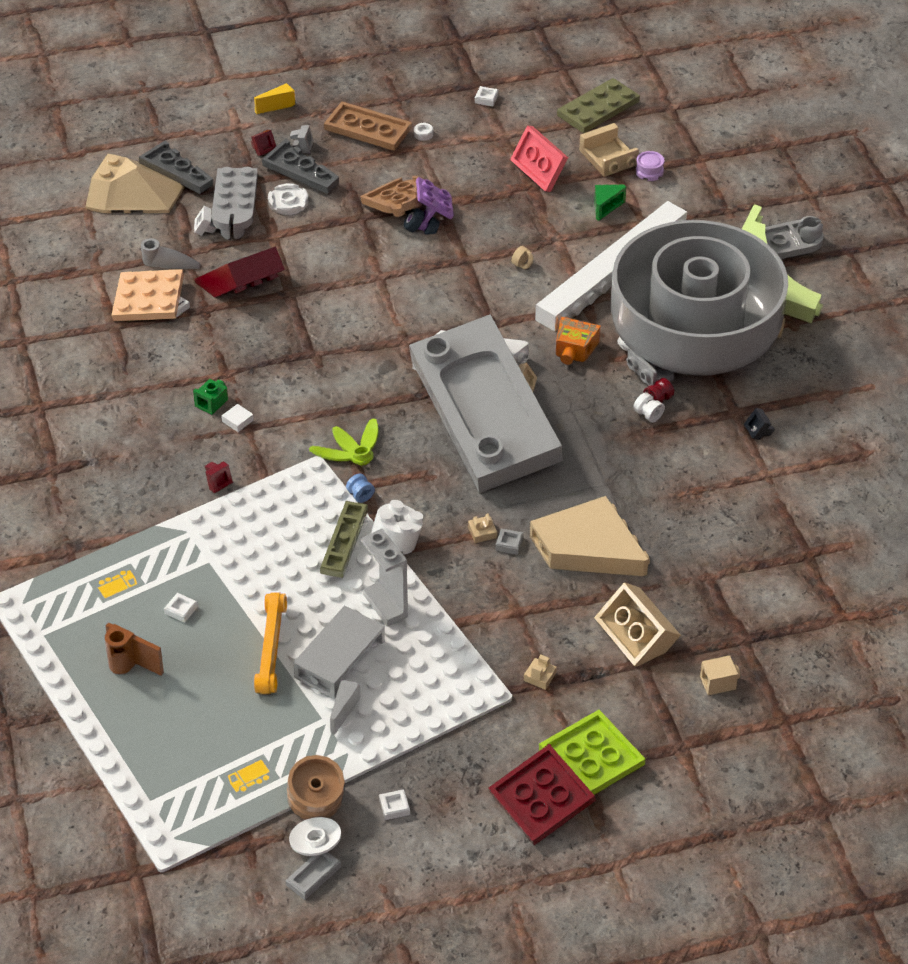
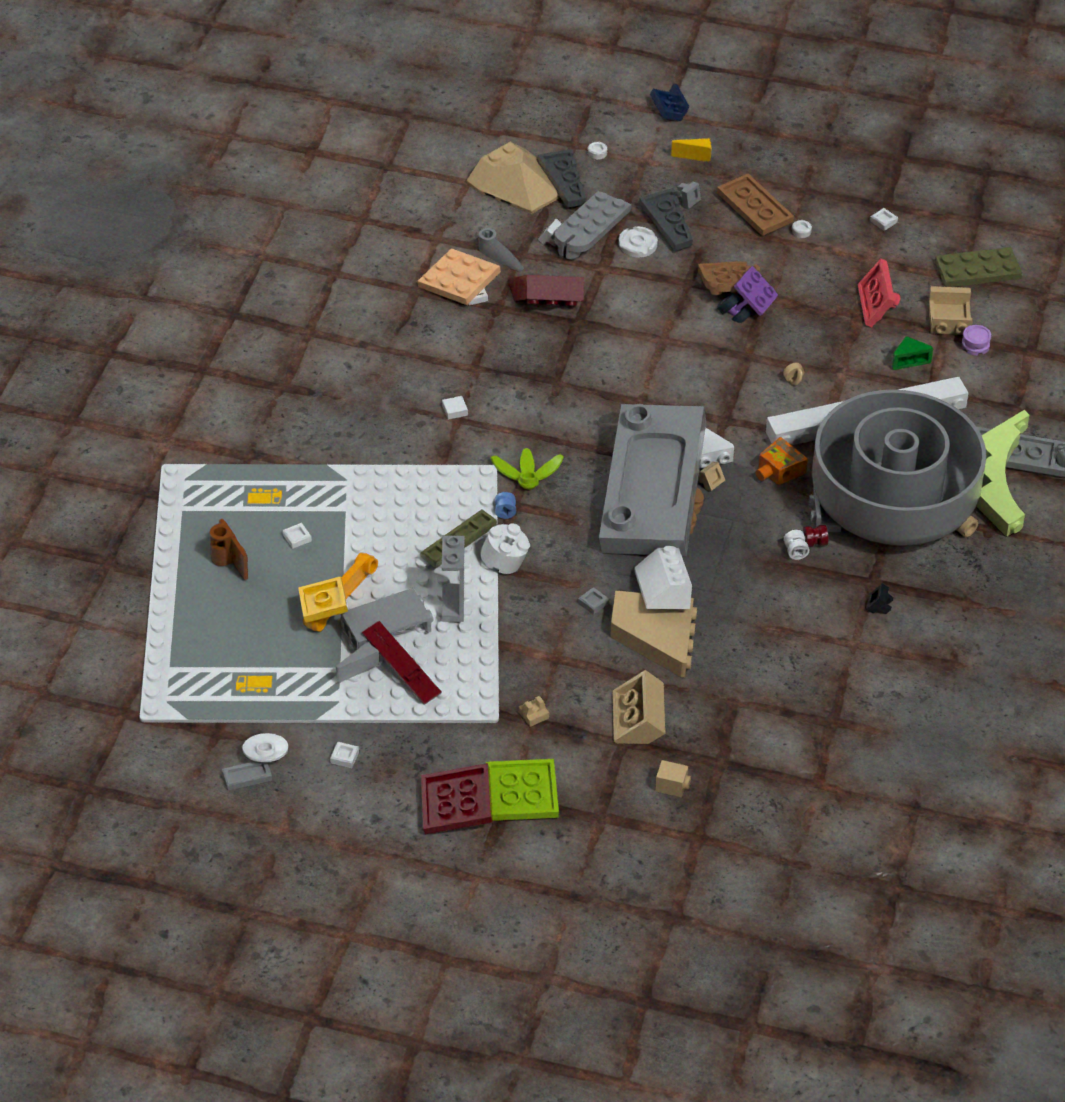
camera: 30 degrees right, 0 degrees up
(187, 133) = (597, 150): none -> white tile
(214, 392) = (445, 380): green brick -> none
(218, 476) = (401, 447): dark red tile -> none
(223, 66) = (670, 104): none -> dark blue bracket
(263, 142) = (652, 183): dark red tile -> none
(268, 657) = (323, 599): none -> yellow plate
(315, 787) = (289, 712): medium nougat wheel -> none
(387, 684) = (401, 662): none -> dark red piece
(482, 529) = (579, 581): tan tile -> none
(569, 490) = (664, 580): none -> white slope

